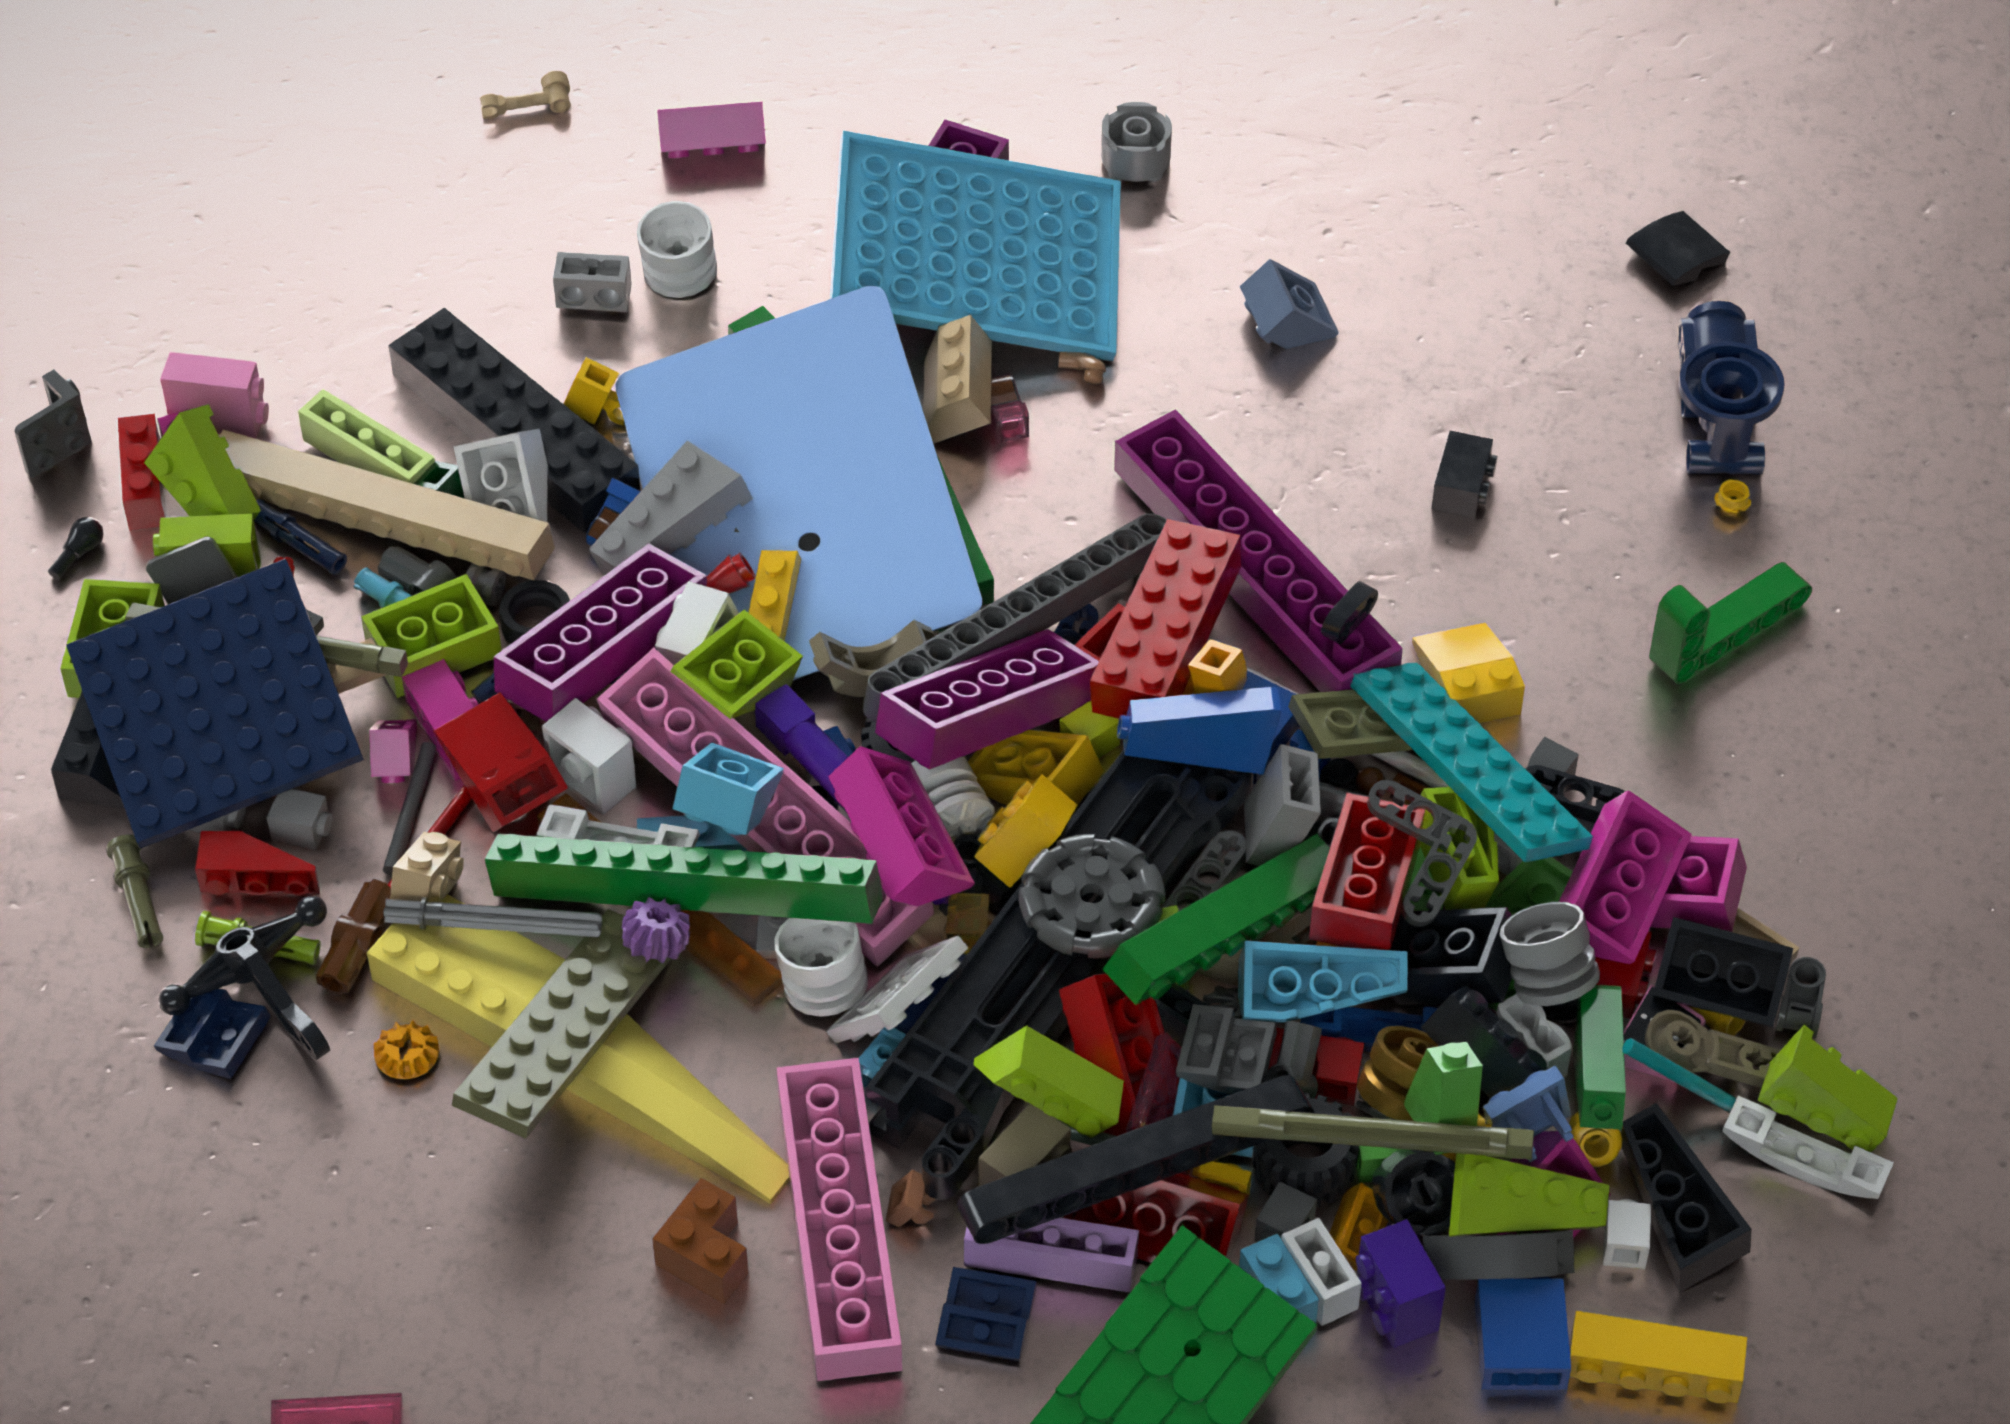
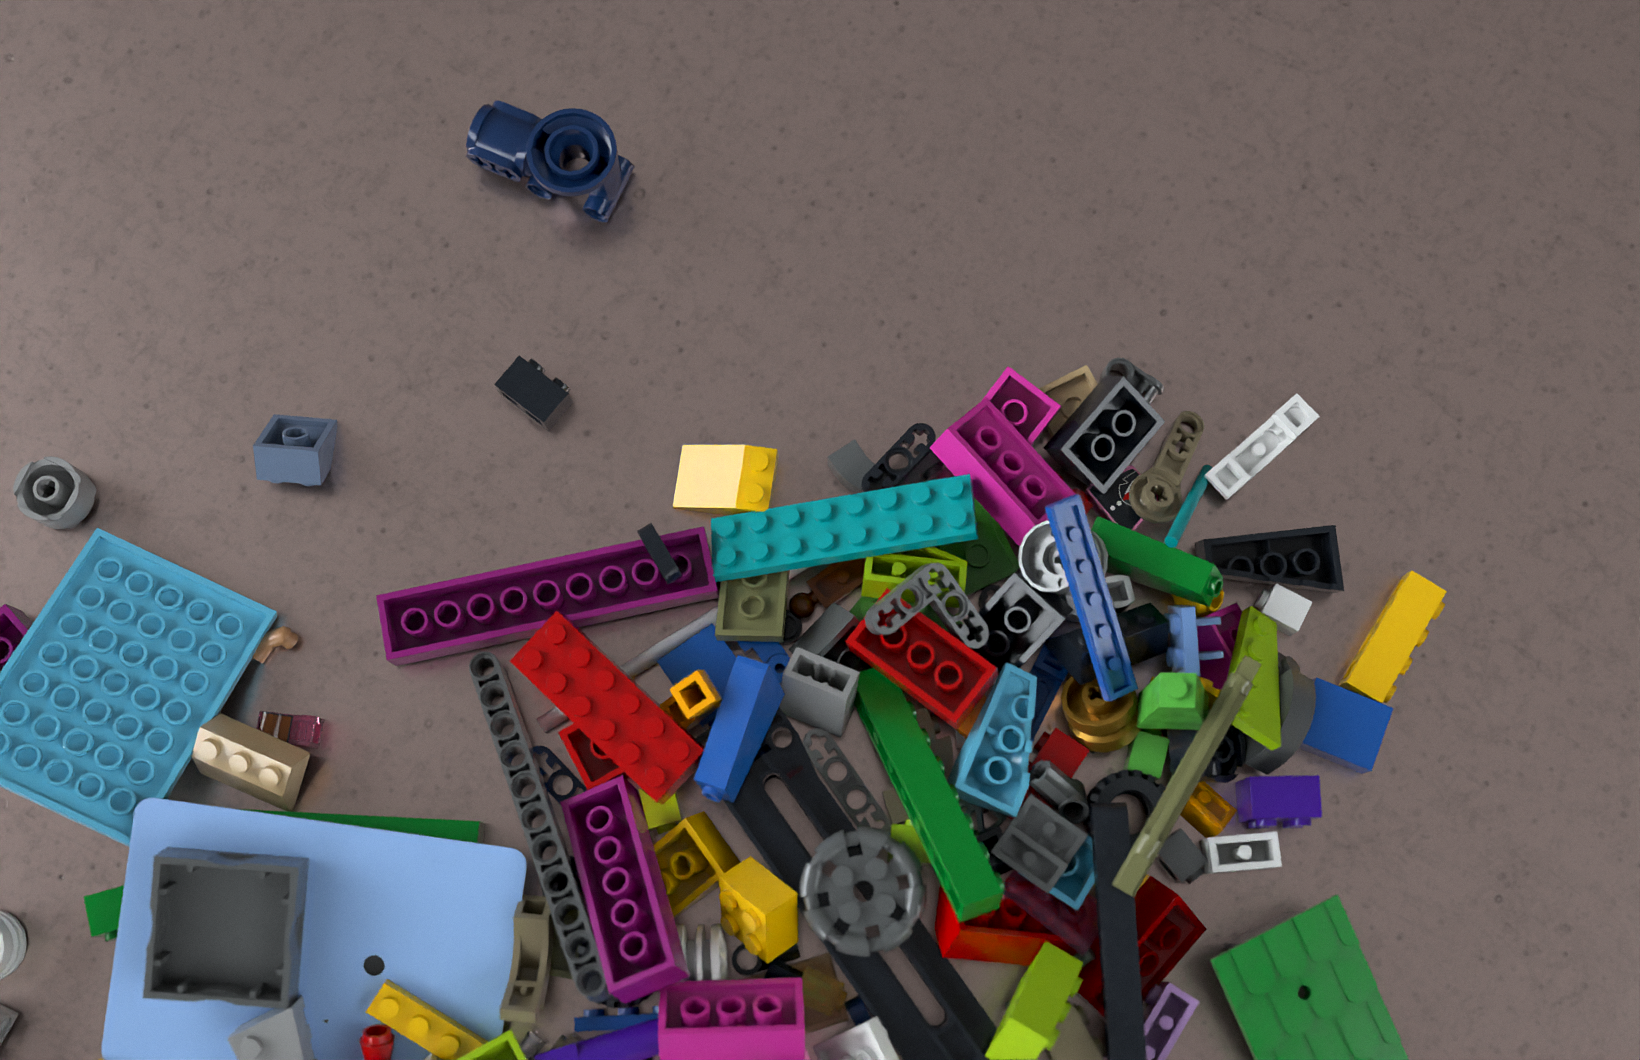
camera: 65 degrees left, 25 degrees up
(792, 399) = (226, 927): none -> dark grey tile
(1277, 1270) = (1238, 889): medium azure brick -> none
(1520, 961) = (1091, 597): none -> blue tile
(1677, 247) = (380, 118): black slope -> none
(1694, 637) = (777, 292): green beam -> none
(1733, 497) = (643, 195): yellow plate -> none
(1827, 1094) = (1233, 414): lime wedge -> none

